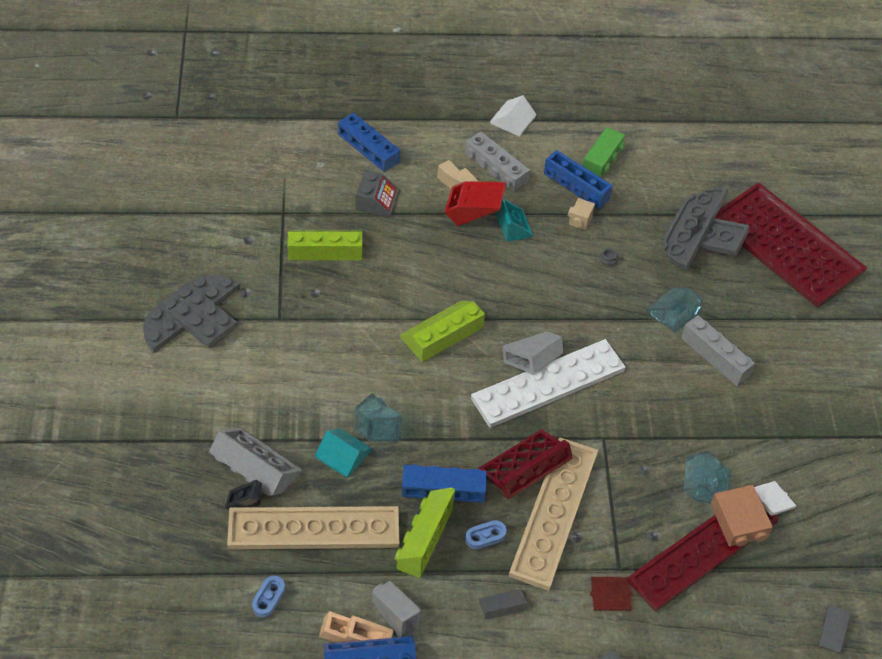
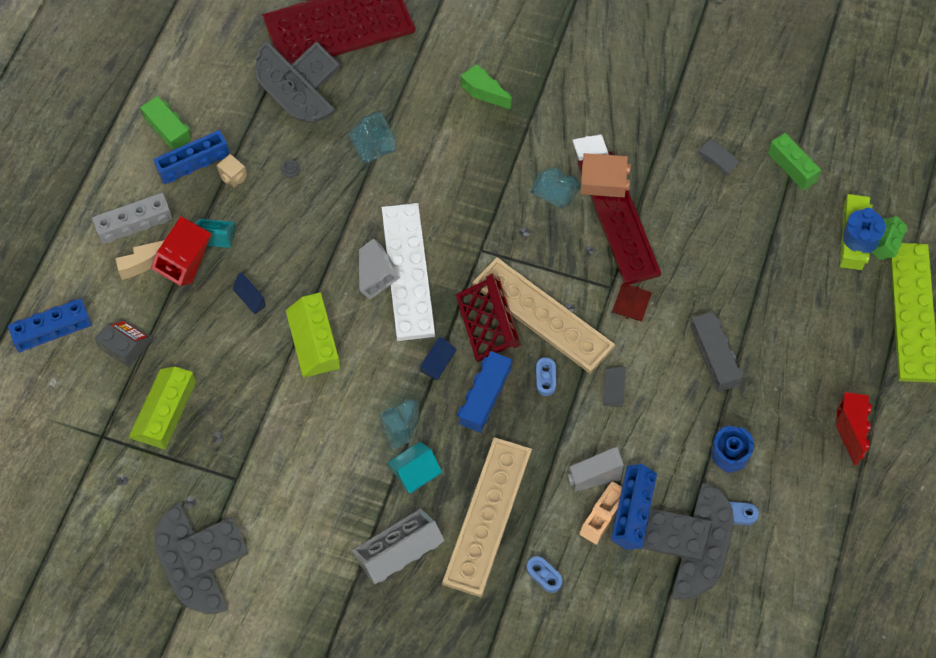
camera: 65 degrees left, 10 degrees up
(245, 496) = (435, 565): black slope -> none
(425, 532) = (529, 421): lime slope -> none
(464, 268) = (249, 294): none -> dark blue slope
(464, 435) = (438, 358): none -> dark blue slope
(514, 116) = (77, 183): white slope -> none
(717, 350) = (431, 124): light grey brick -> none
(786, 381) = (483, 87): none -> bright green slope

